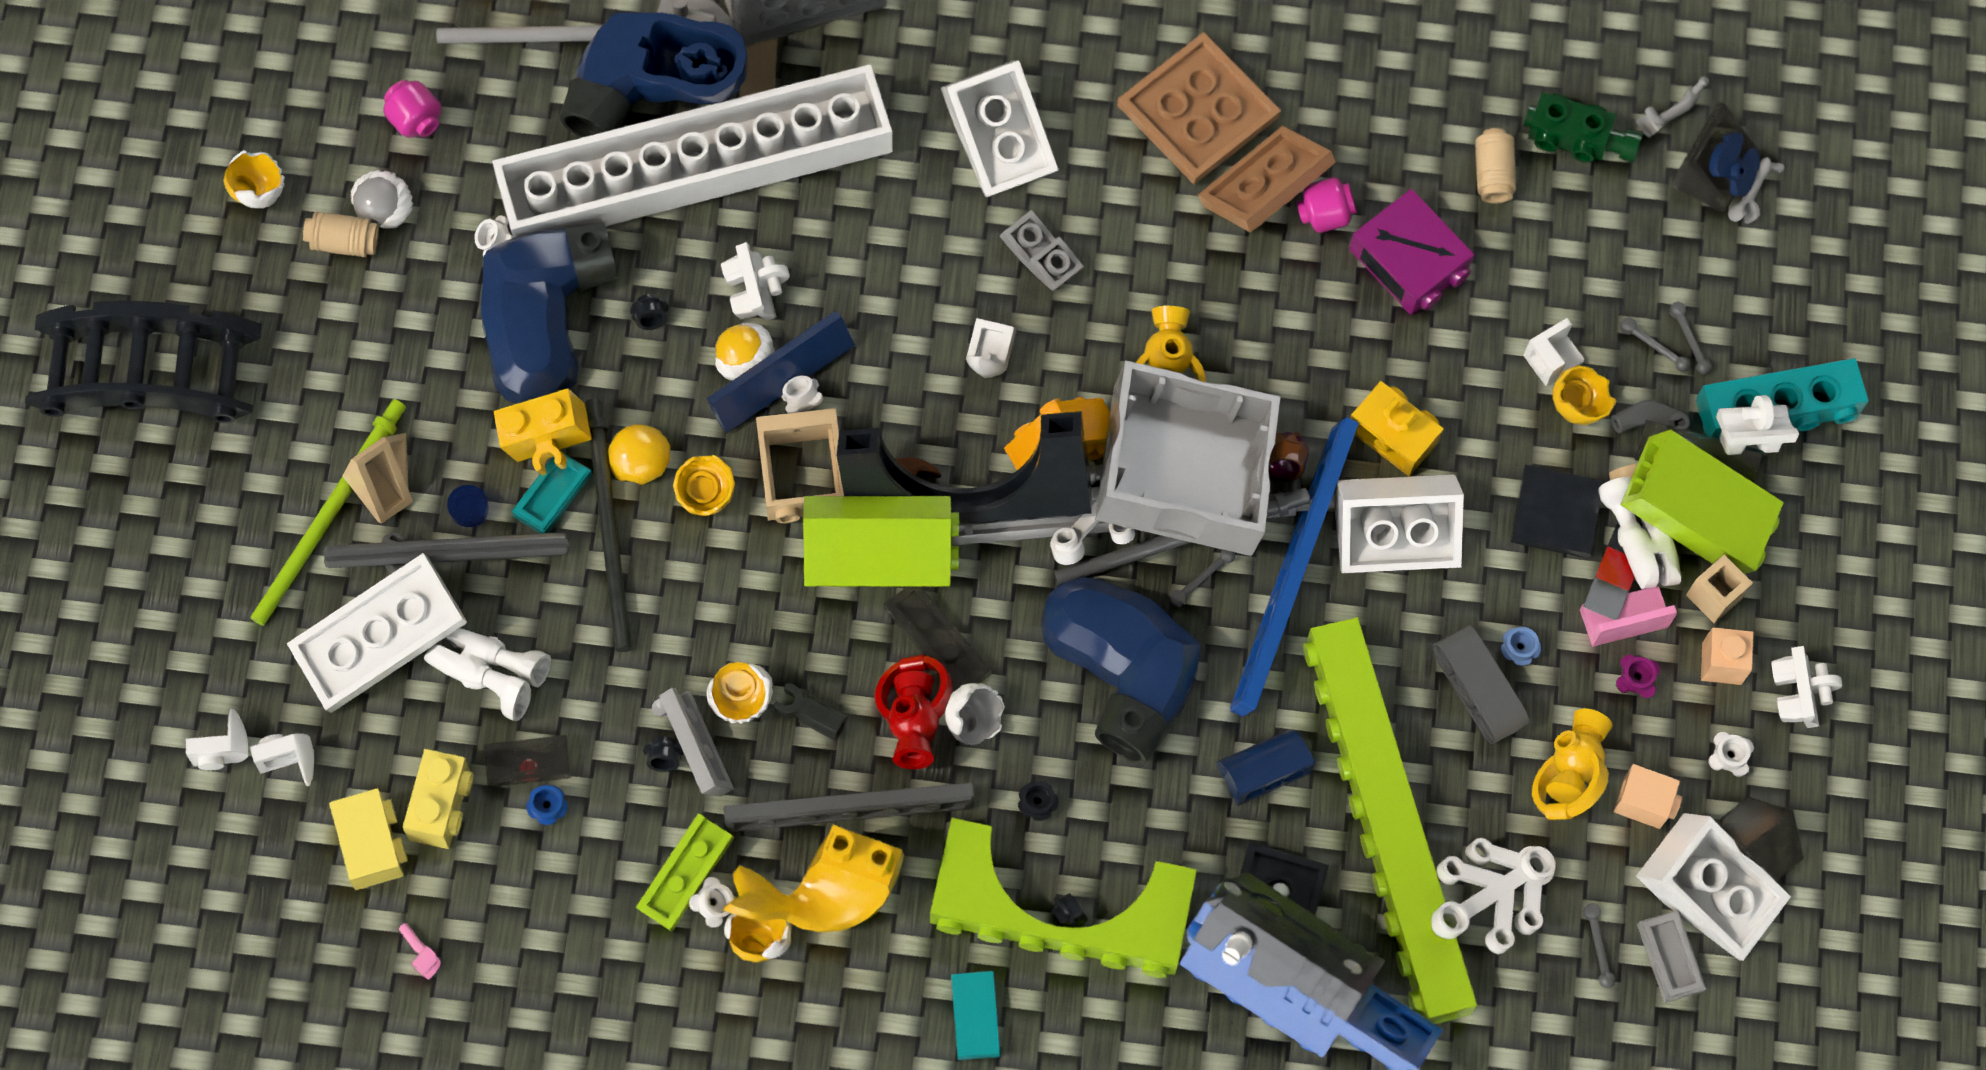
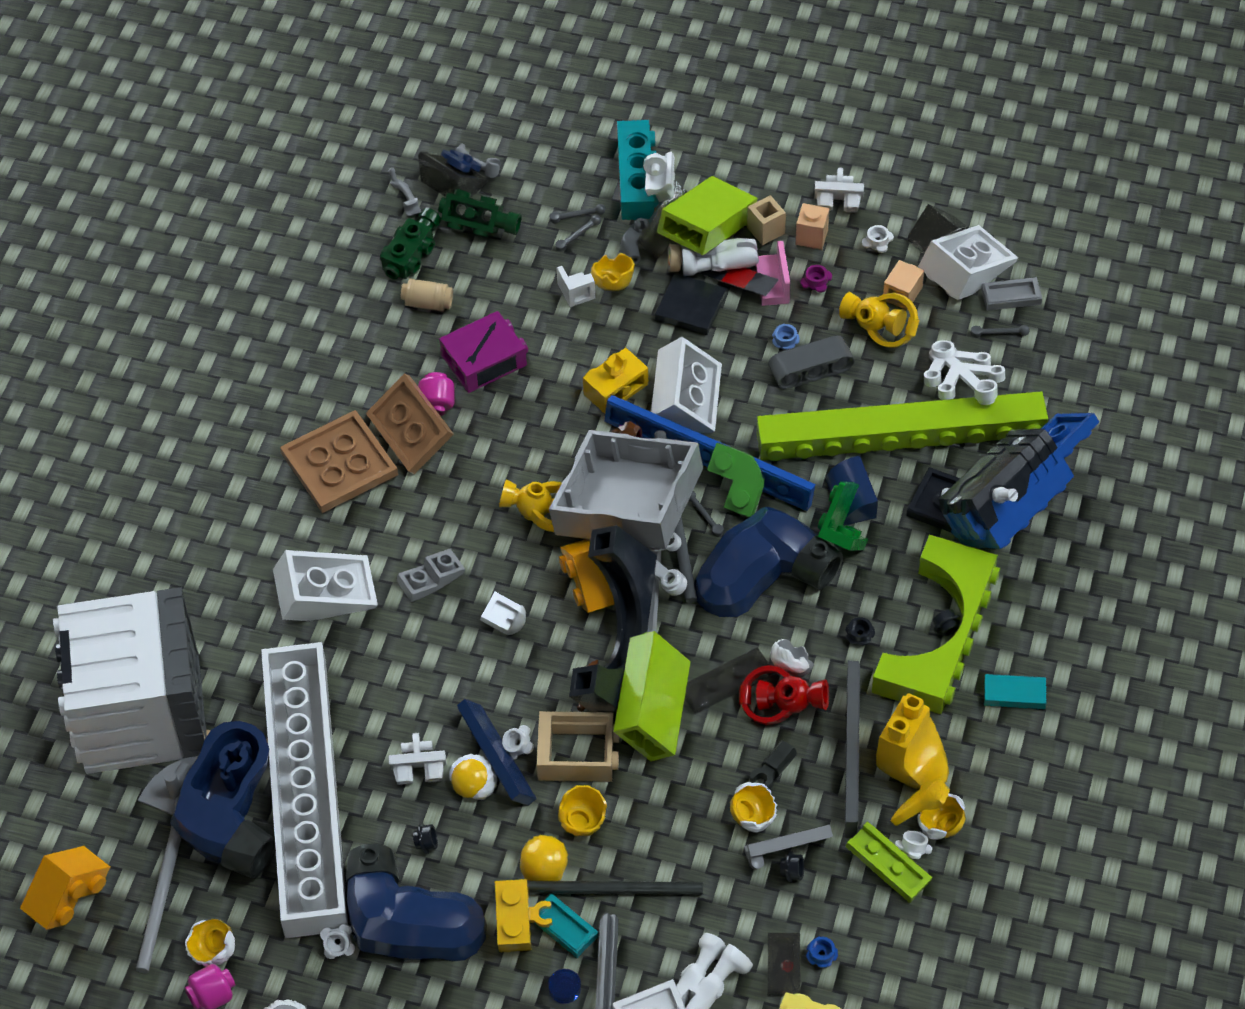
camera: 75 degrees left, 15 degrees down
(472, 97) = (210, 942): none -> yellow hair
(1179, 747) = (832, 522): none -> green bracket
(1265, 599) = (746, 478): none -> bright green plate
(1646, 203) = (475, 212): none -> dark green brick

